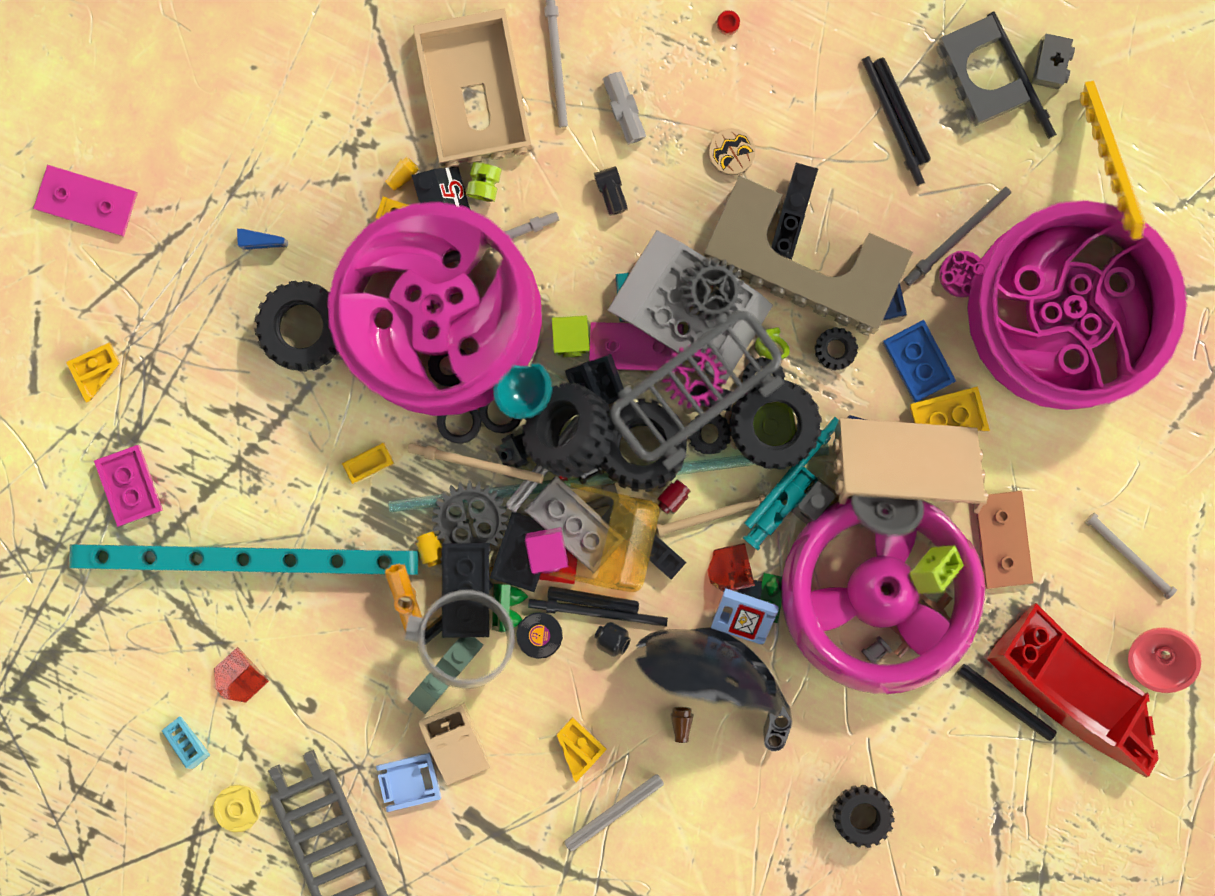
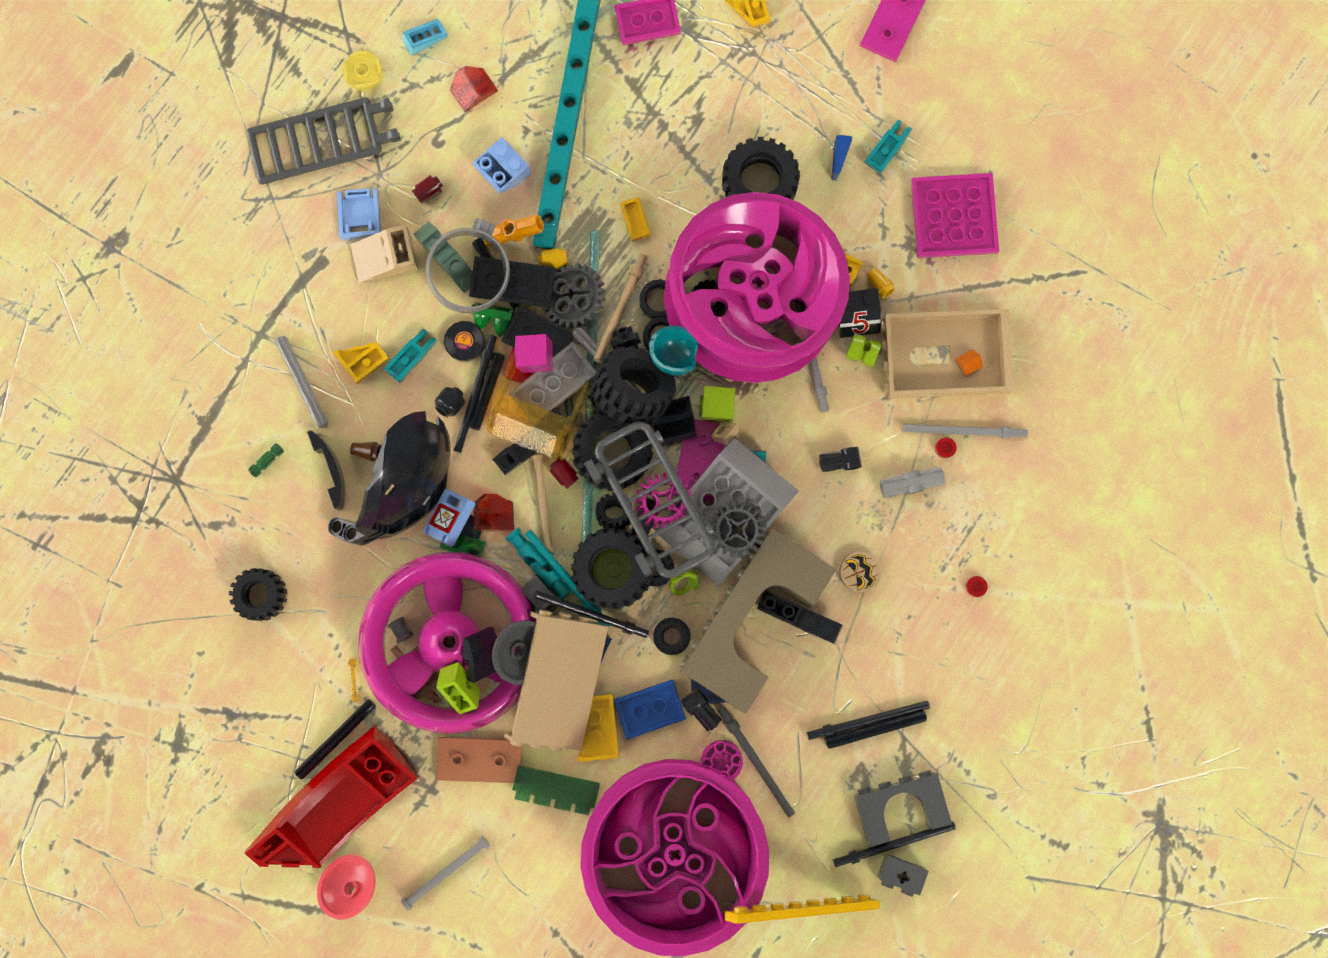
camera: 105 degrees right, 5 degrees down
(243, 188) = (887, 148): none -> teal hinge
(310, 100) = (954, 215): none -> dark pink plate
(331, 625) = (502, 166): none -> light blue slope
(369, 707) = (427, 189): none -> dark red brick
(478, 62) = (969, 362): none -> orange slope
(568, 694) = (409, 356): none -> teal hinge
(578, 76) = (945, 447): none -> red tile
(602, 321) = (726, 433): none -> tan tile
(684, 779) = (336, 493): none -> black slope
(710, 836) = (266, 460): none -> clear green axle
(834, 400) = (626, 627): none -> black bar
(894, 551) = (478, 651): none -> black slope
(907, 308) = (697, 705): none -> black piece
(921, 698) = (352, 663): none -> clear yellow hinge
(1019, 456) = (555, 786): none -> clear green windscreen

